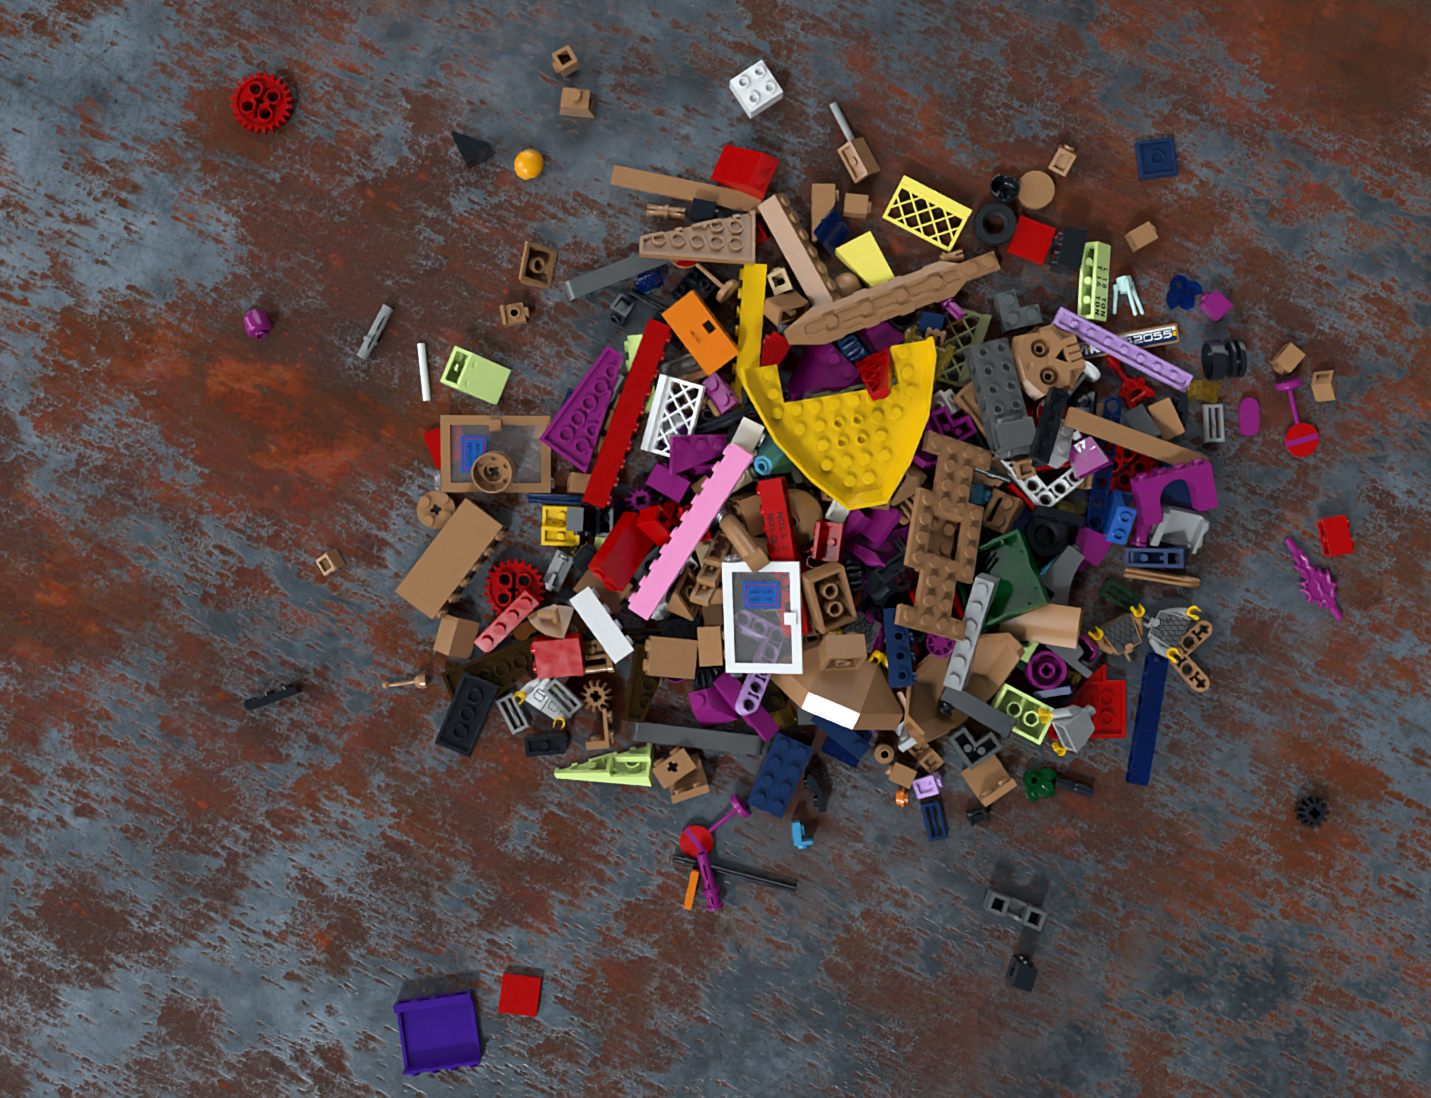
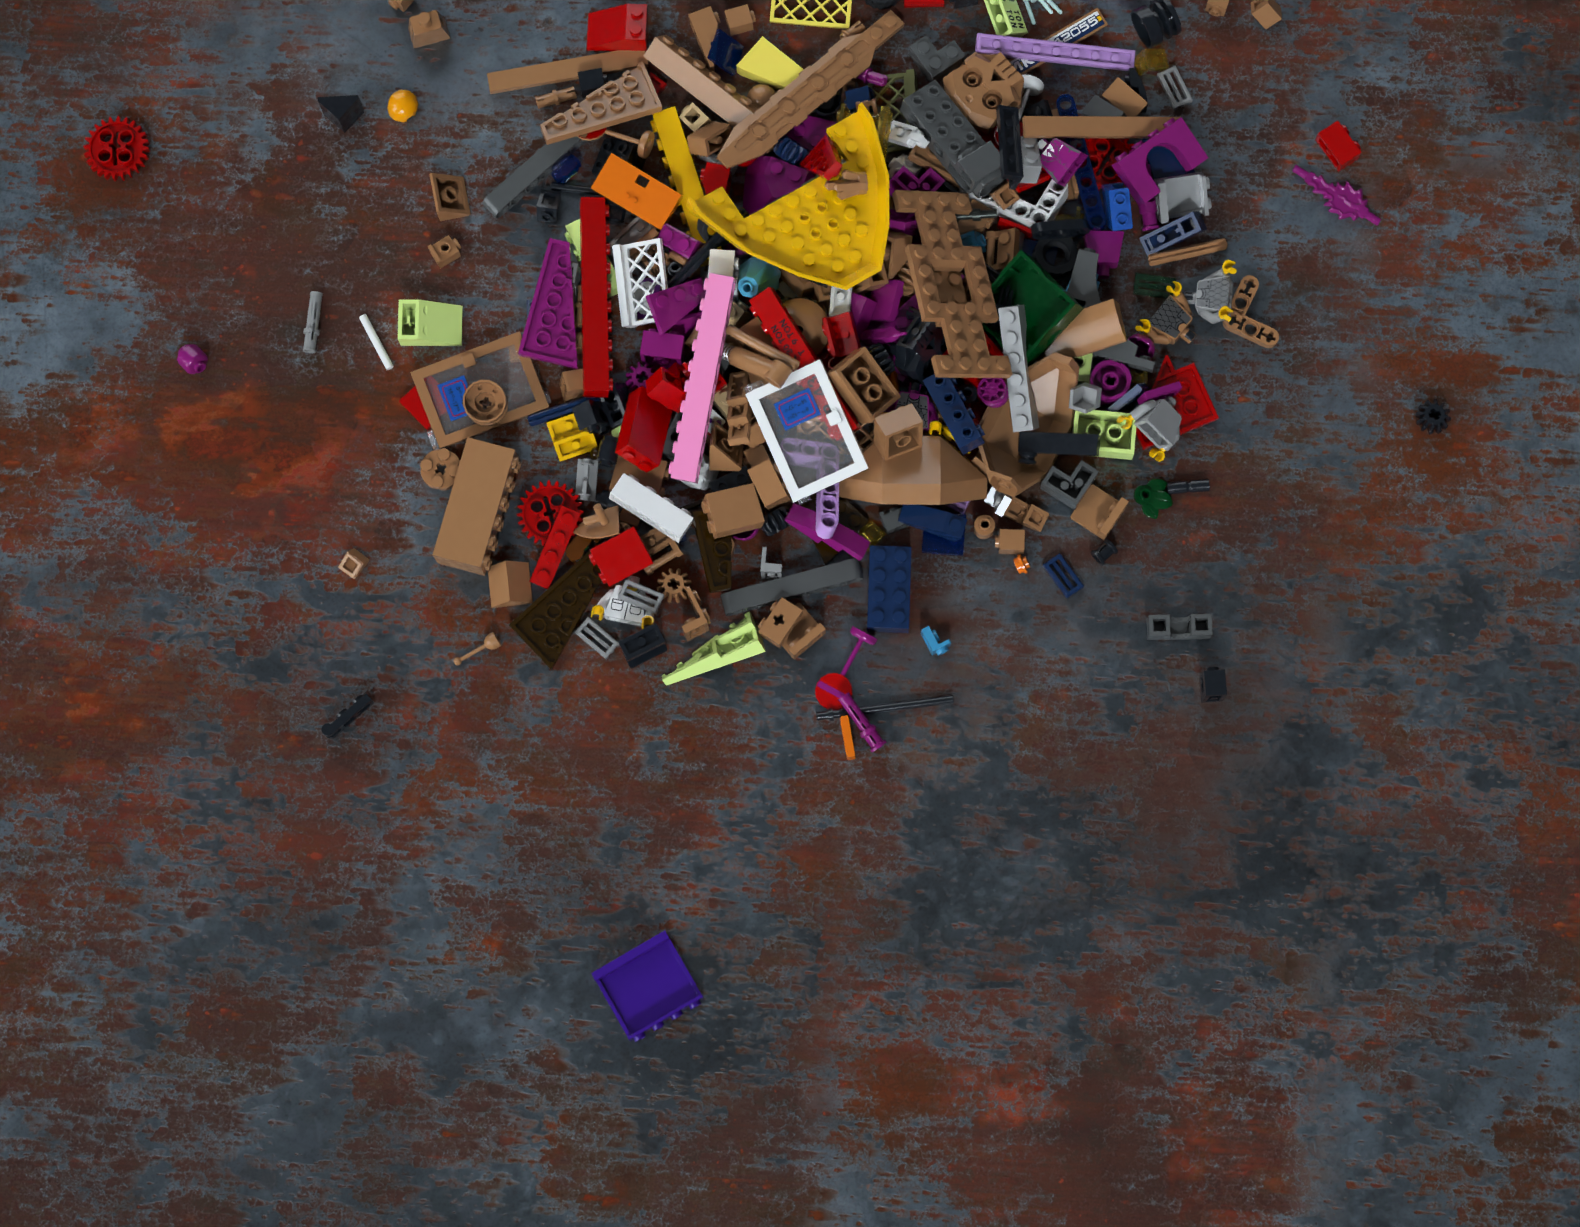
camera: 15 degrees left, 10 degrees down
(467, 714) = (551, 653): black tile -> none
(519, 994) = (716, 916): red tile -> none
(682, 718) = (769, 571): none -> light grey panel
(711, 707) = (794, 549): magenta slope -> none
(753, 528) = (762, 347): none -> medium nougat piece
(813, 787) = (928, 588): black slope -> none
(890, 410) = (849, 184): none -> medium nougat rock
(928, 785) = (1042, 541): lavender bracket -> none
(960, 377) = (907, 135): none -> white hinge
(1018, 678) = (1085, 397): none -> light grey panel
(1084, 700) = (1160, 393): none -> magenta tile
(1129, 385) = (1077, 83): red piece -> none
(1147, 719) = (1232, 392): clear blue beam -> none
(1248, 417) = (1206, 68): magenta tile -> none
(1302, 437) = (1266, 68): piece -> none

